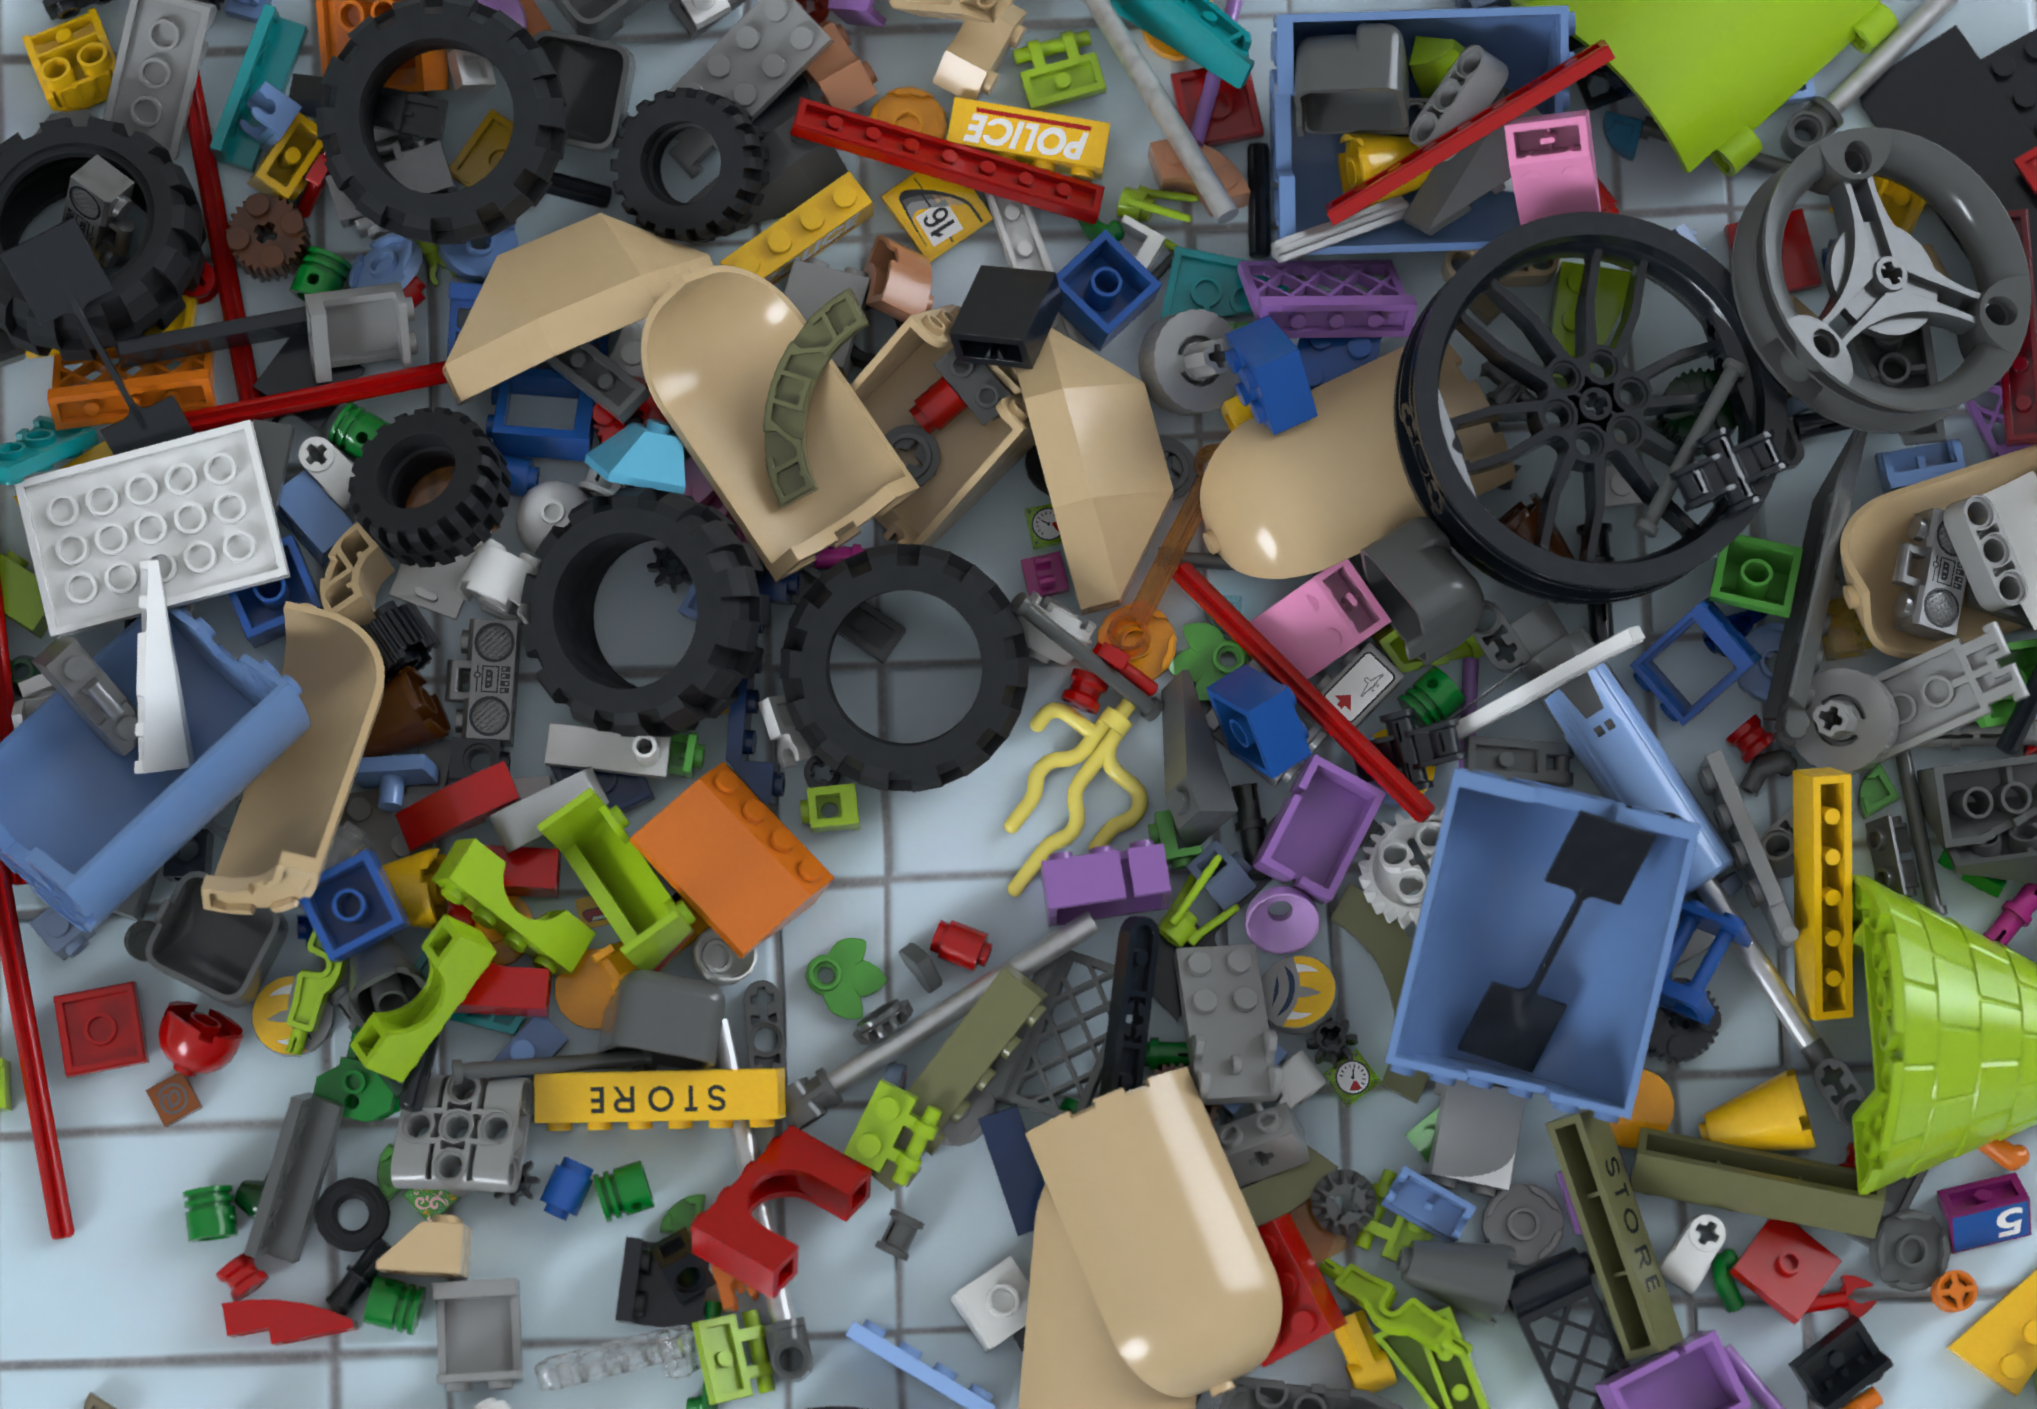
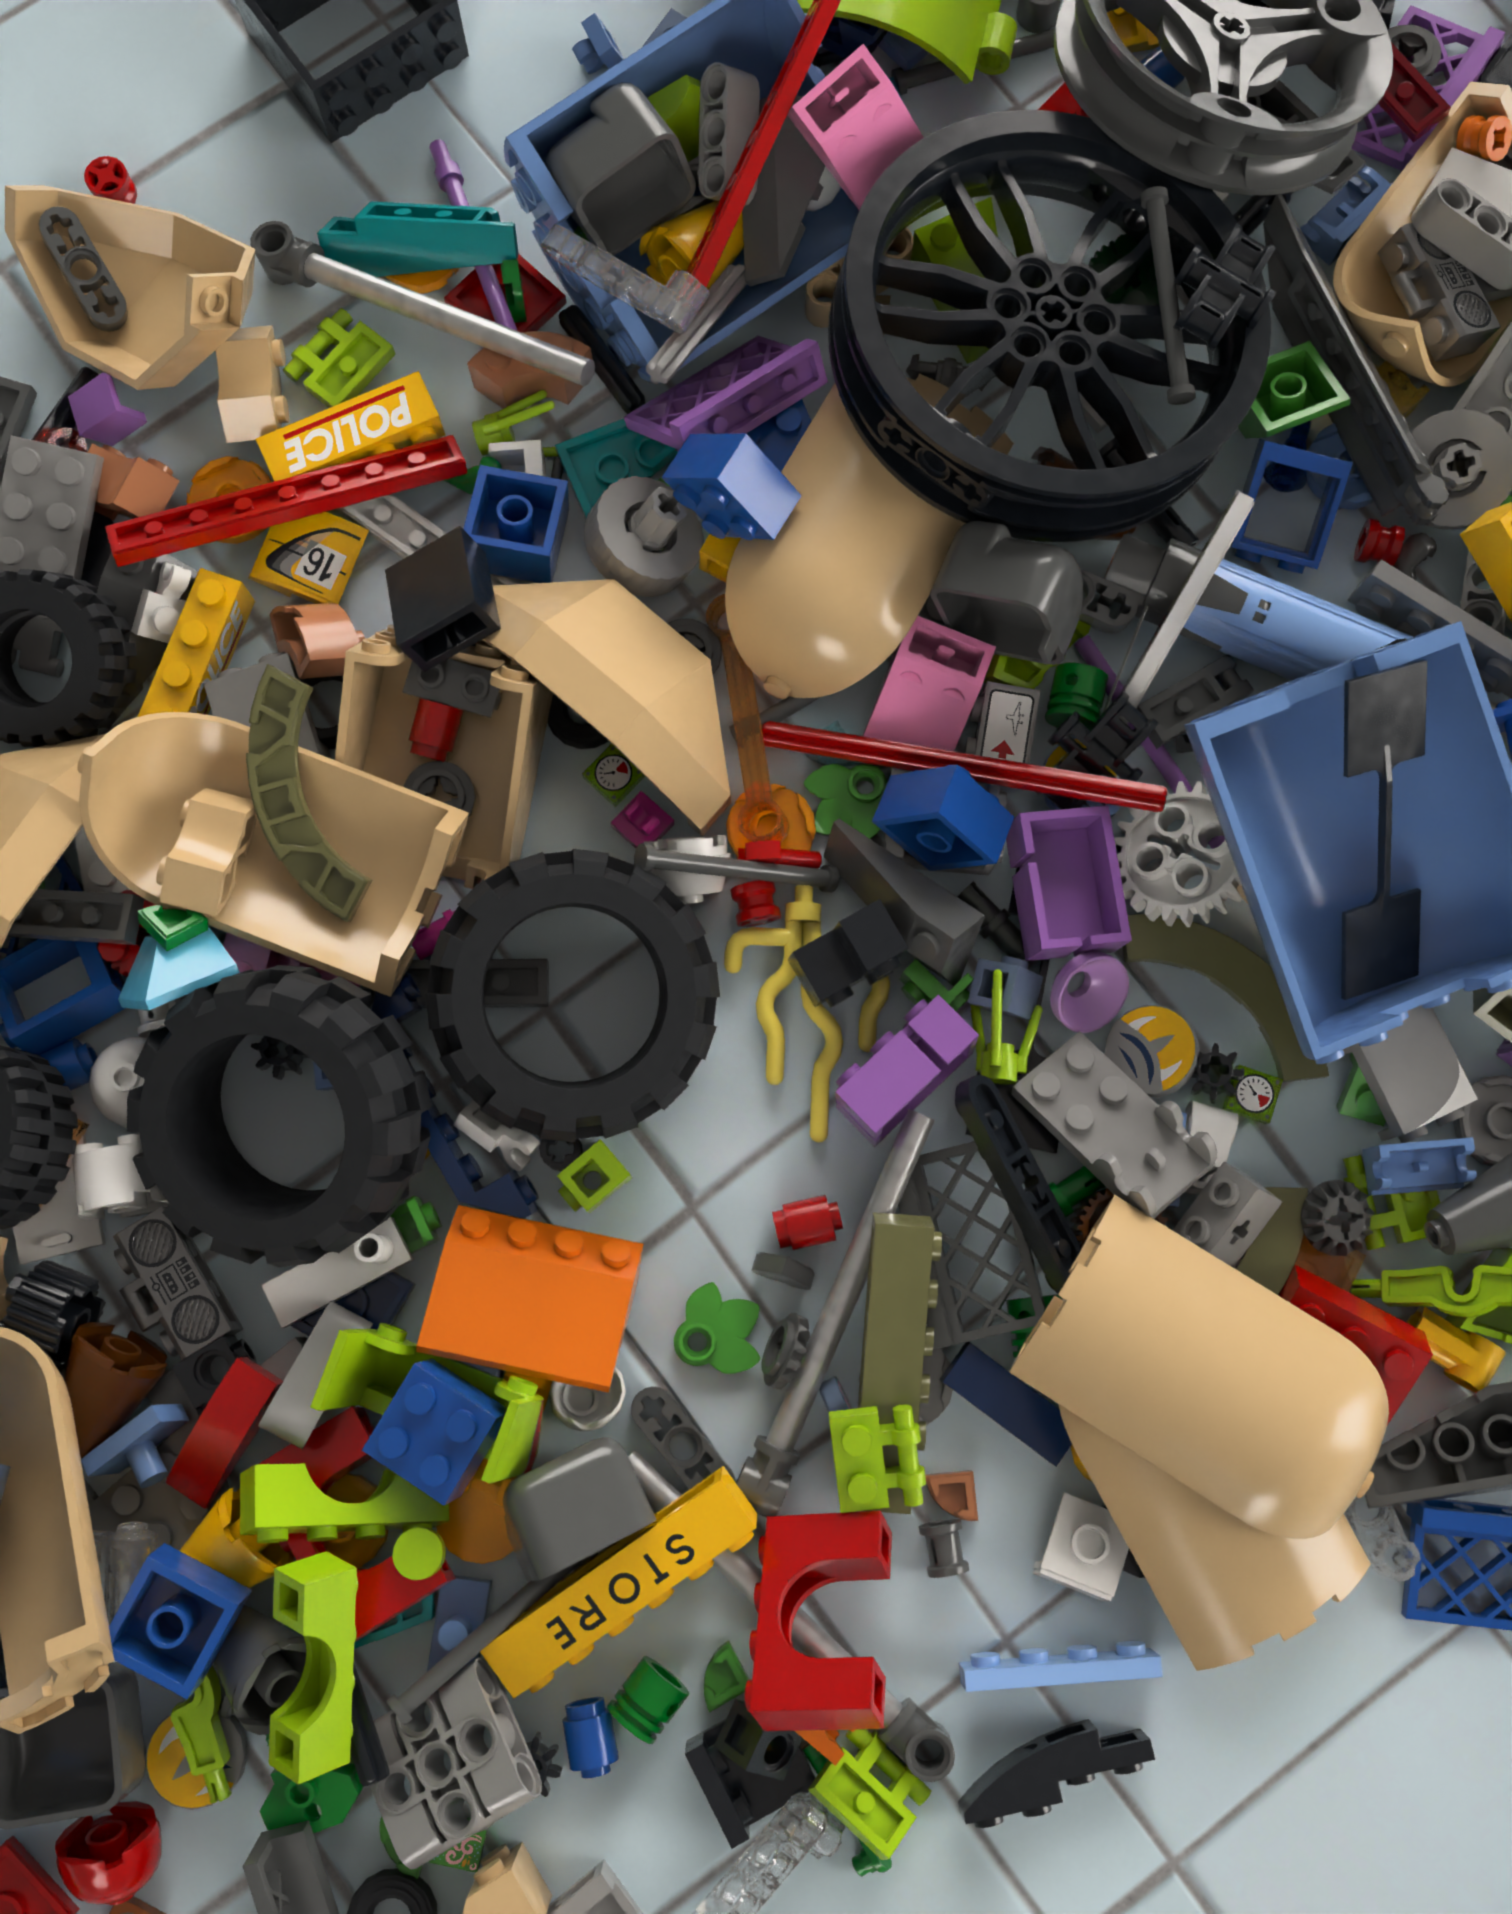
camera: 35 degrees left, 0 degrees up
(539, 977) = (419, 1553): none -> lime tile
(606, 902) = (436, 1431): none -> blue brick
(658, 429) = (172, 926): none -> green tile
(714, 395) = (205, 857): none -> tan brick
(801, 183) = (161, 609): none -> white plate
(933, 1205) = (954, 1493): none -> nougat tile
(1121, 773) = (855, 950): none -> black brick
(1227, 102) = (514, 289): none -> green tile
(1321, 213) = (670, 305): none -> clear beam

